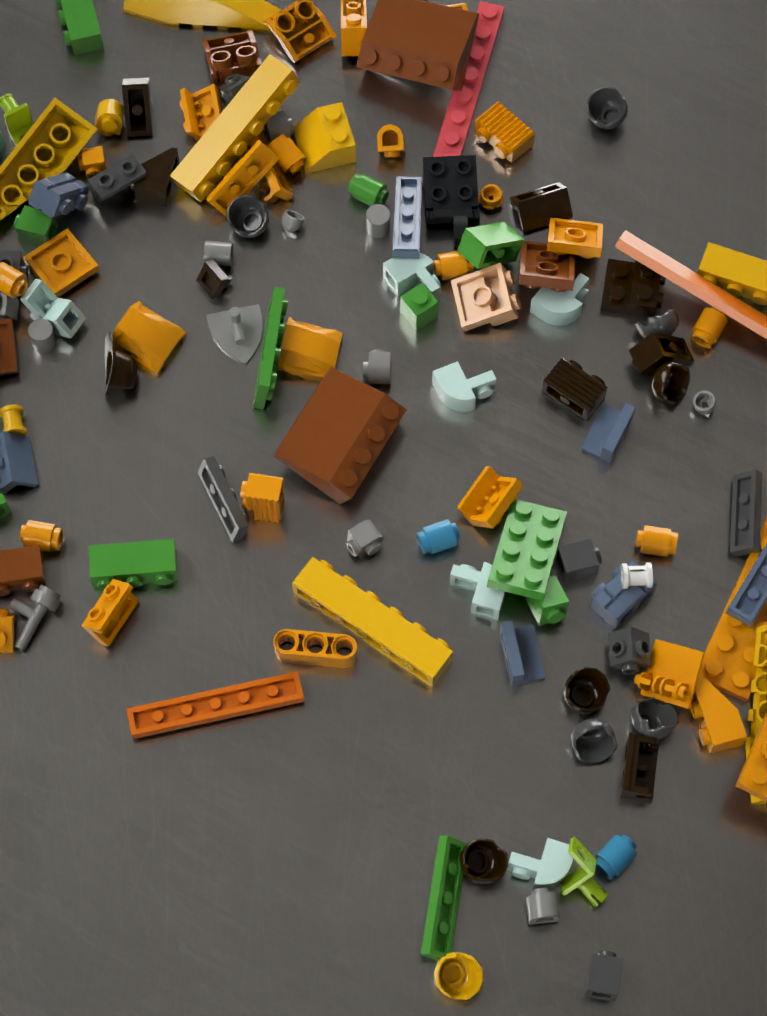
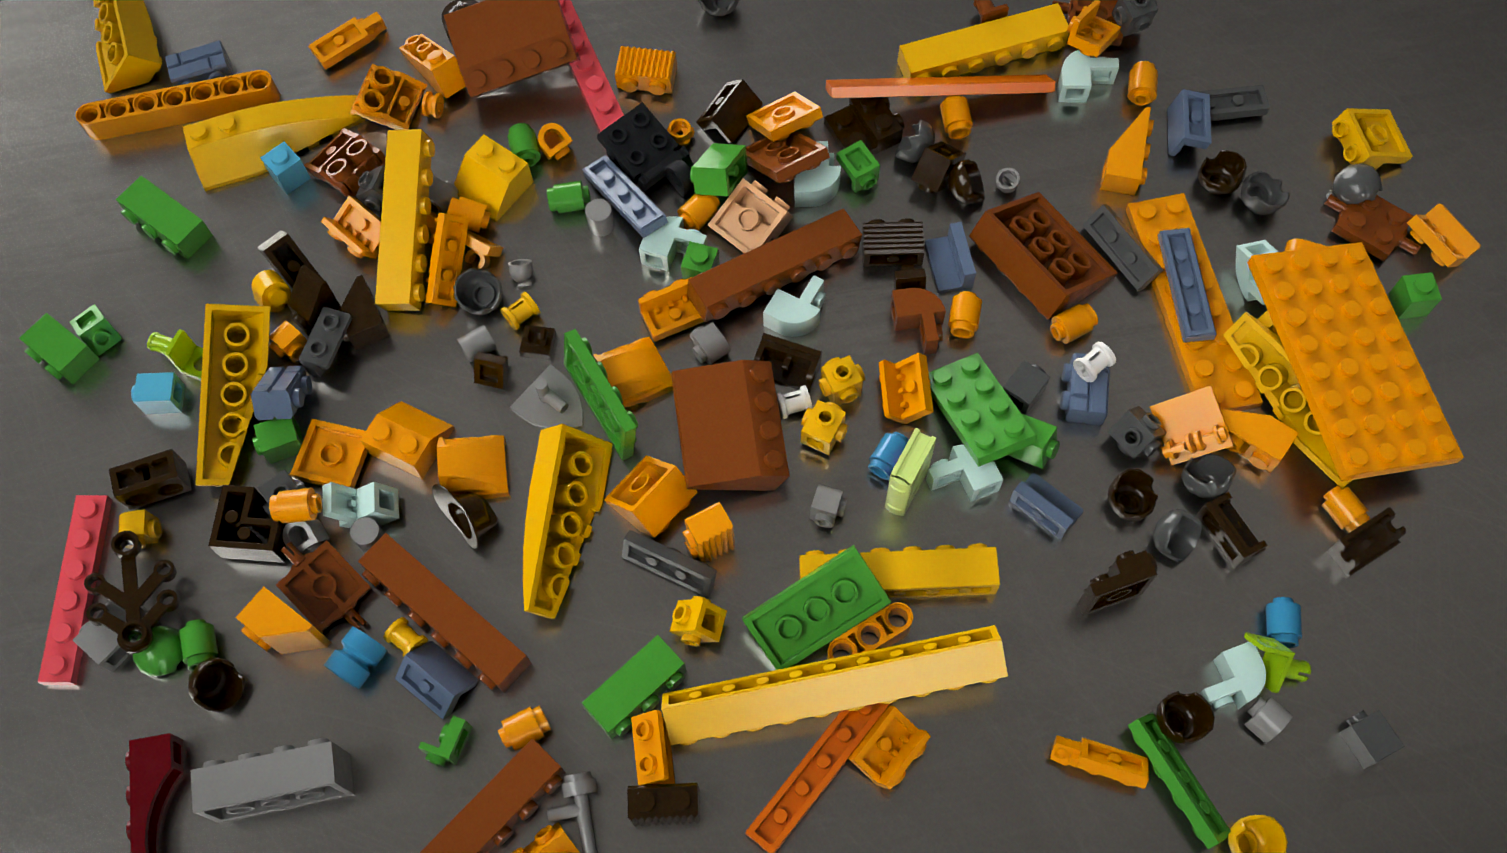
camera: 35 degrees left, 0 degrees up
(50, 424) = (445, 613): none -> dark orange brick
(89, 651) = (663, 803): none -> dark brown brick
(119, 284) = (406, 438): none -> light orange slope
(129, 140) = (309, 298): none -> dark brown slope
(183, 408) = (562, 501): none -> yellow wedge
(187, 32) = (285, 167): none -> medium azure brick
(208, 550) = (697, 621): none -> yellow brick
(249, 445) = (651, 495): none -> light orange slope
(261, 282) = (537, 342): none -> dark brown tile
(262, 658) = (834, 685): none -> yellow brick
(266, 728) = (889, 748): none -> light orange bracket
(267, 250) = (520, 311): none -> yellow bush
(292, 600) = (816, 609): none -> bright green plate
(328, 54) = (432, 104): none -> light orange bush
(367, 129) = (524, 143): none -> bright green brick
(373, 324) = (668, 310): none -> light orange bracket
(402, 846) = (1102, 760): none -> light orange hinge
(403, 451) = (793, 402): none -> white bush
(407, 482) = (823, 426): none -> yellow brick
(423, 421) = (791, 362): none -> dark brown hinge
(433, 555) = (909, 472): none -> yellowish green piece
(448, 460) = (841, 380): none -> yellow brick
(472, 343) = (774, 265): none -> dark orange brick
(523, 742) = (1125, 579): none -> dark brown plate
(551, 452) = (921, 310): none -> dark orange brick
(560, 426) = (909, 277): none -> dark brown tile
(581, 477) = (964, 314): none -> light orange brick
(599, 313) = (859, 166): none -> bright green bracket
(681, 474) = (1041, 253): none -> dark orange slope
(730, 850) = (1366, 542): none -> dark brown hinge
(736, 816) = (1345, 508): none -> light orange brick

